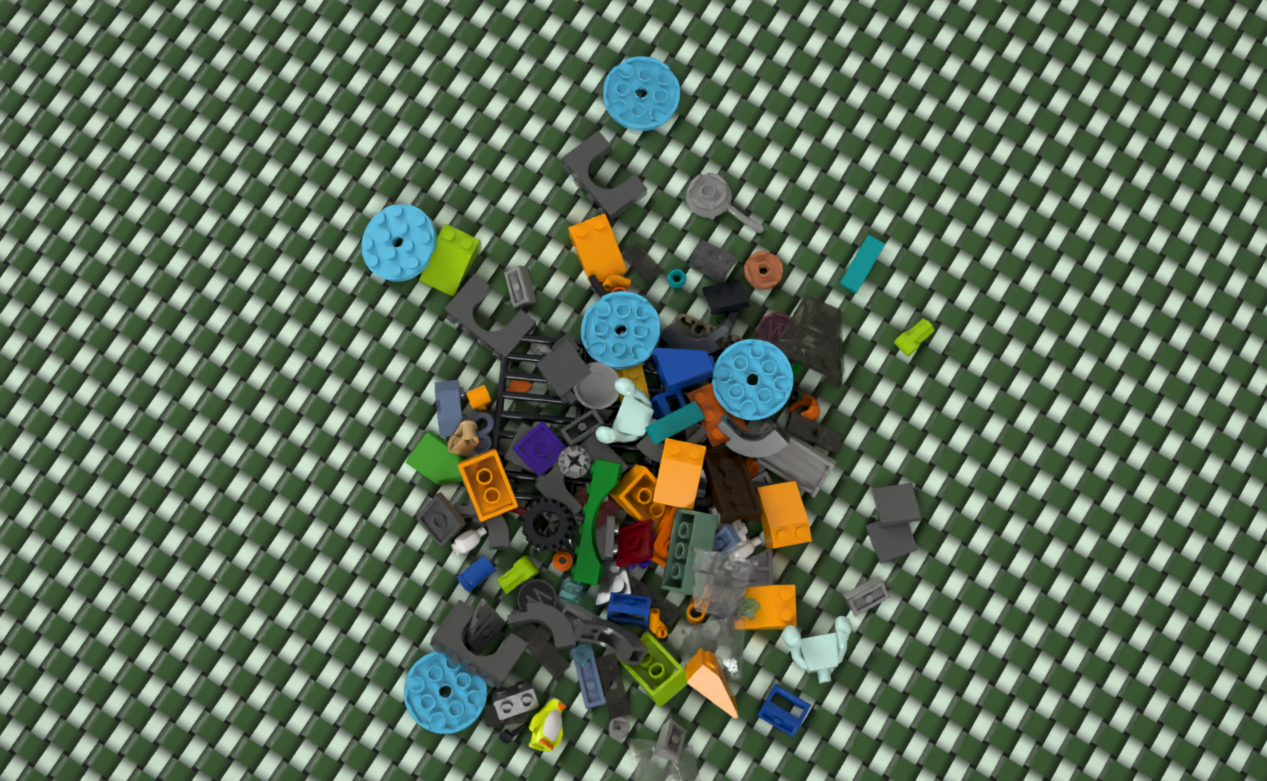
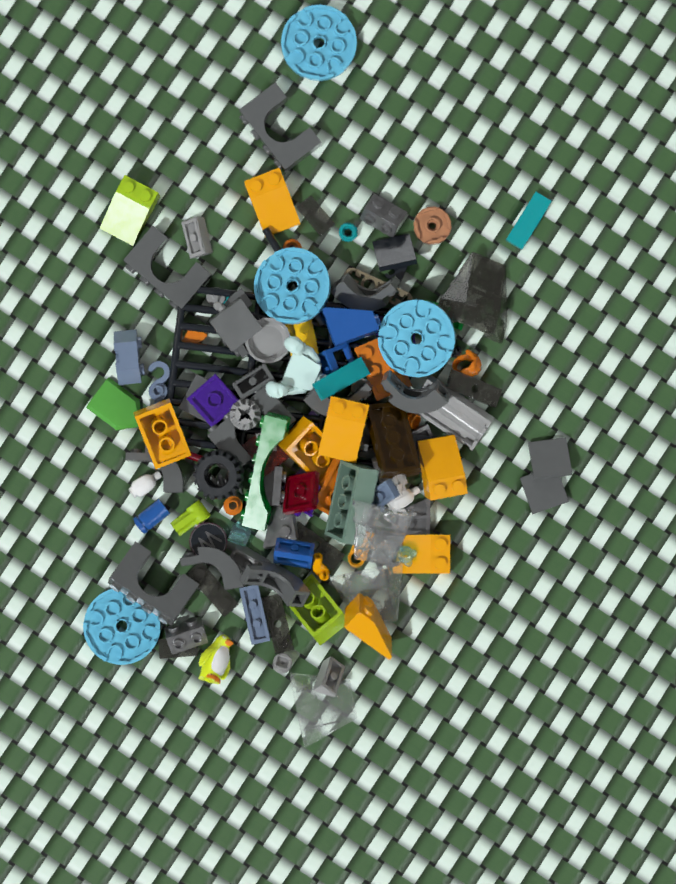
camera: 10 degrees right, 10 degrees up
(412, 256) = (98, 196): medium azure plate -> none
(441, 520) = (118, 465): dark grey tile -> none
(464, 439) = (141, 388): tan piece -> none
(479, 398) = (155, 349): light orange piece -> none
(483, 626) = (157, 566): flat silver wing -> none
(507, 736) = (178, 668): black hand -> none
(581, 648) = (248, 600): clear light blue plate -> none
(614, 281) = (288, 233): light orange arm -> none
(711, 196) = (384, 149): light grey piece -> none
(772, 326) = (438, 283): clear pink tile -> none
(780, 718) = (432, 657): blue tile -> none
(819, 652) = (470, 597): light aqua torso -> none
(866, 596) = (518, 544): light grey slope -> none
(910, 340) = (571, 298): lime piece -> none

